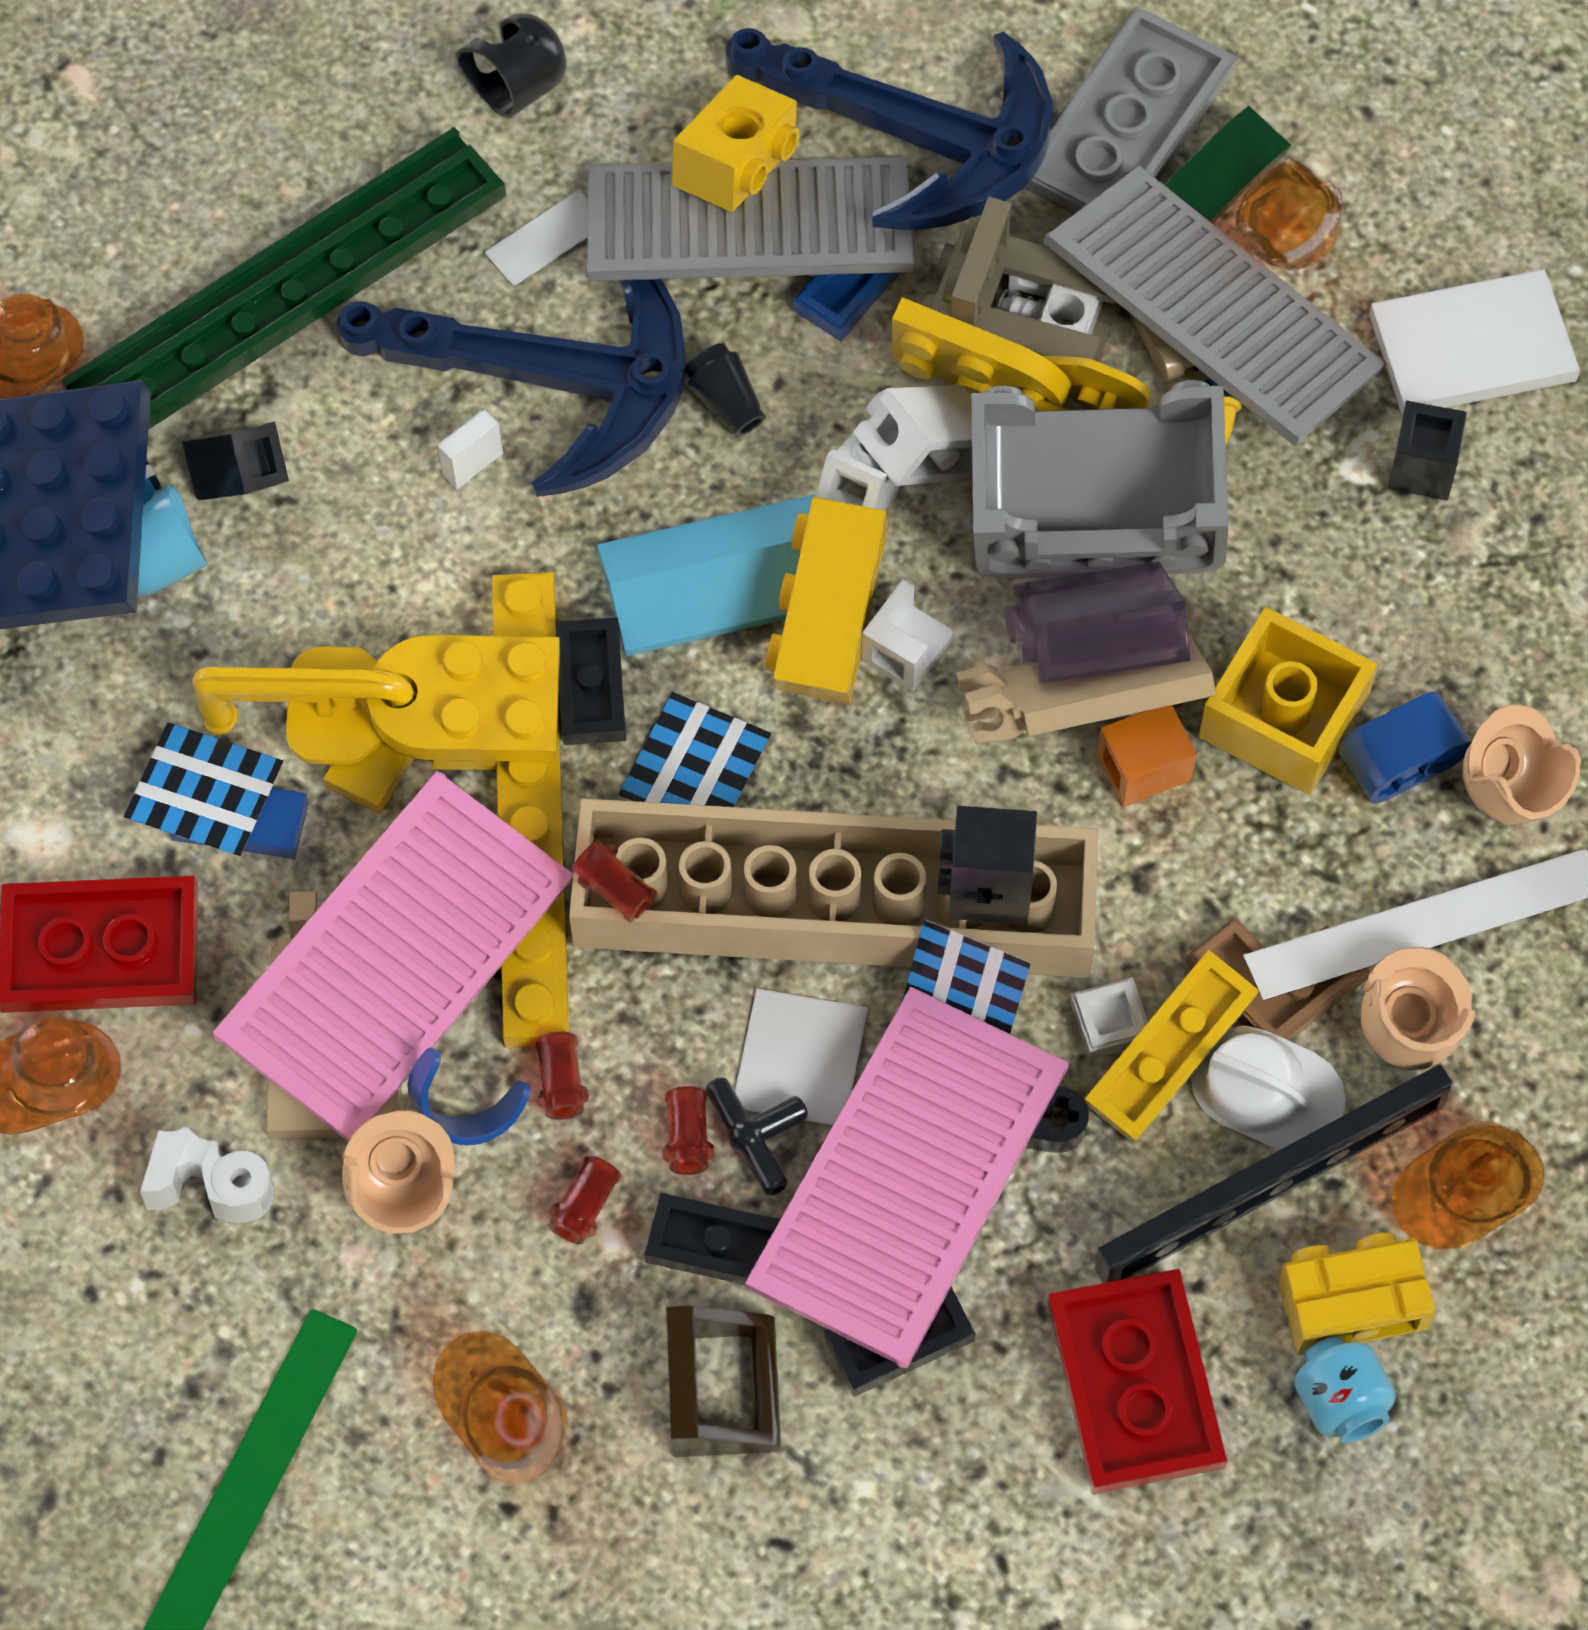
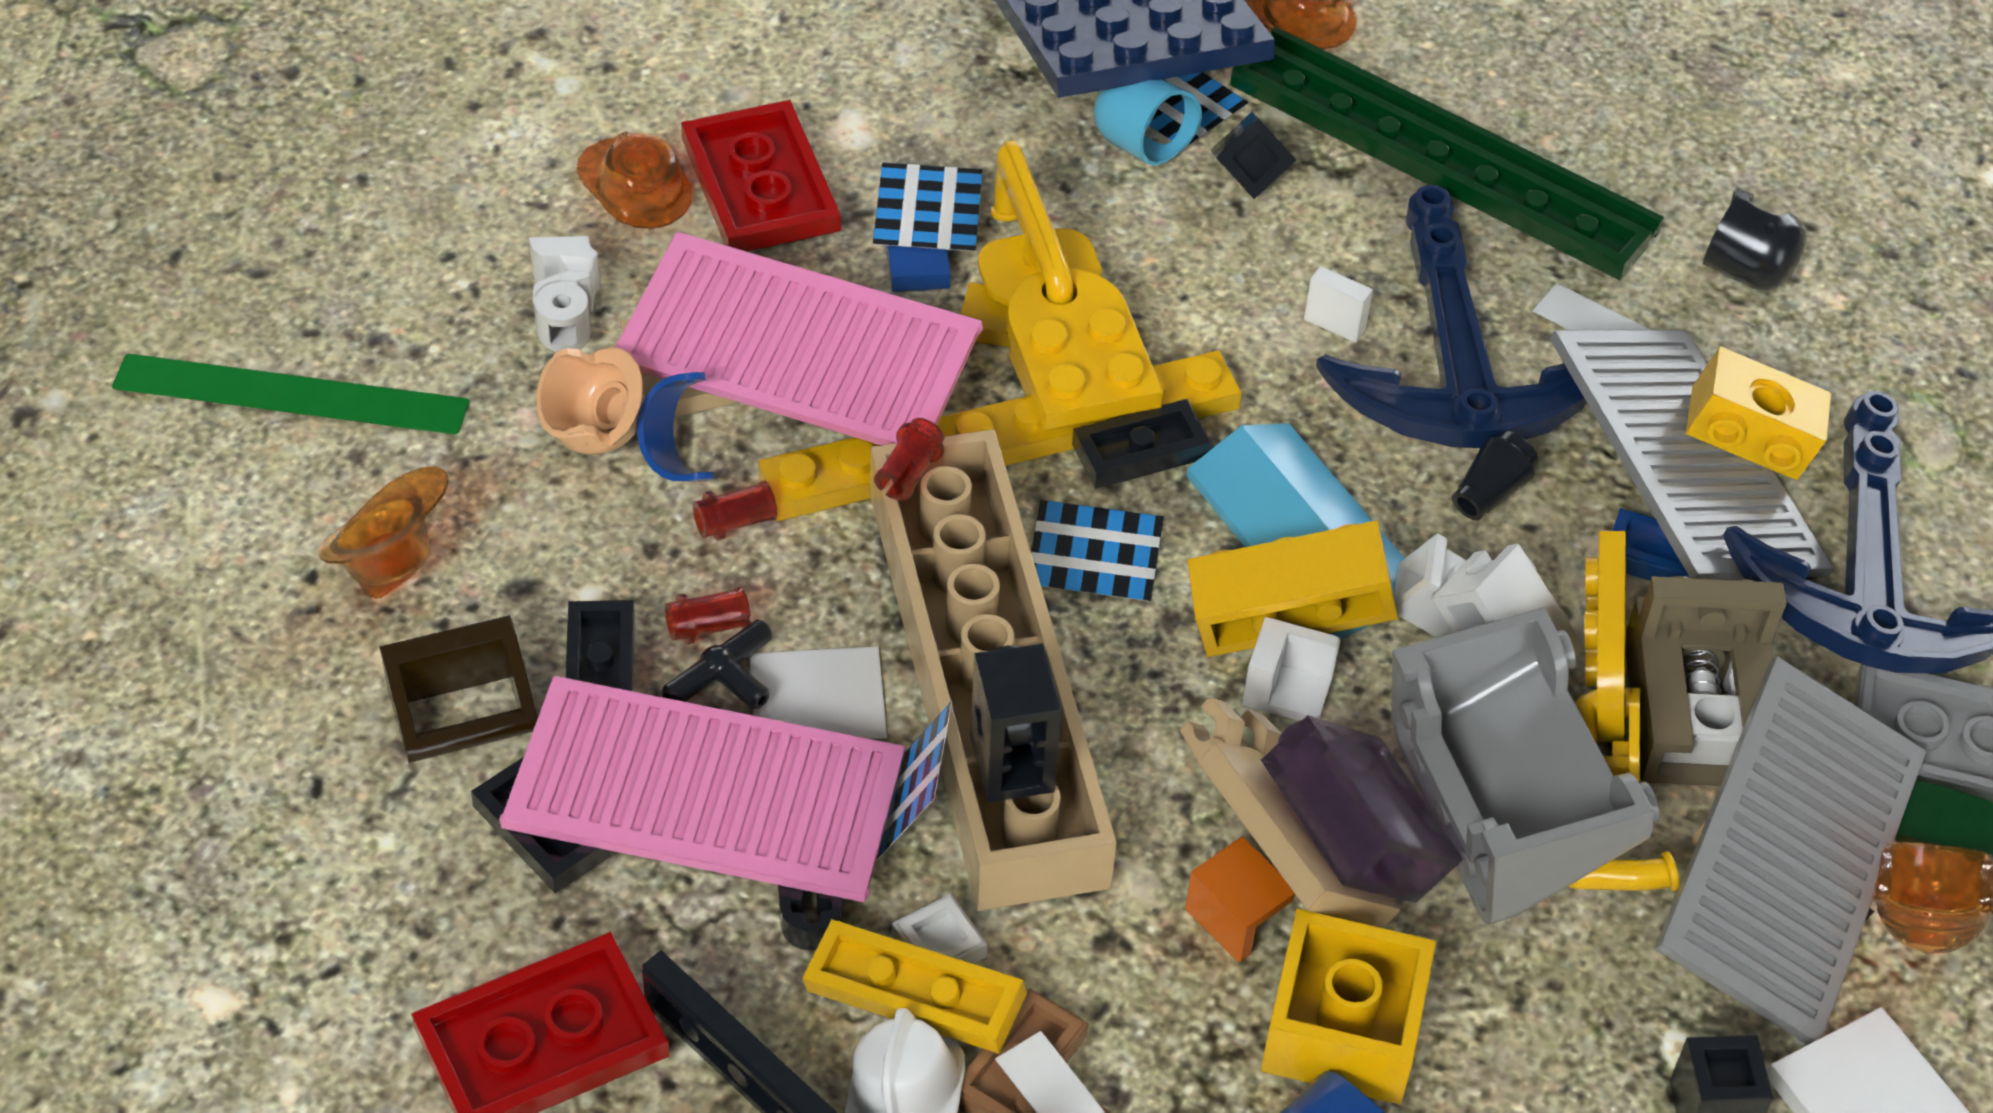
camera: 70 degrees right, 15 degrees down
(584, 1200) = (615, 553): clear red pin -> none

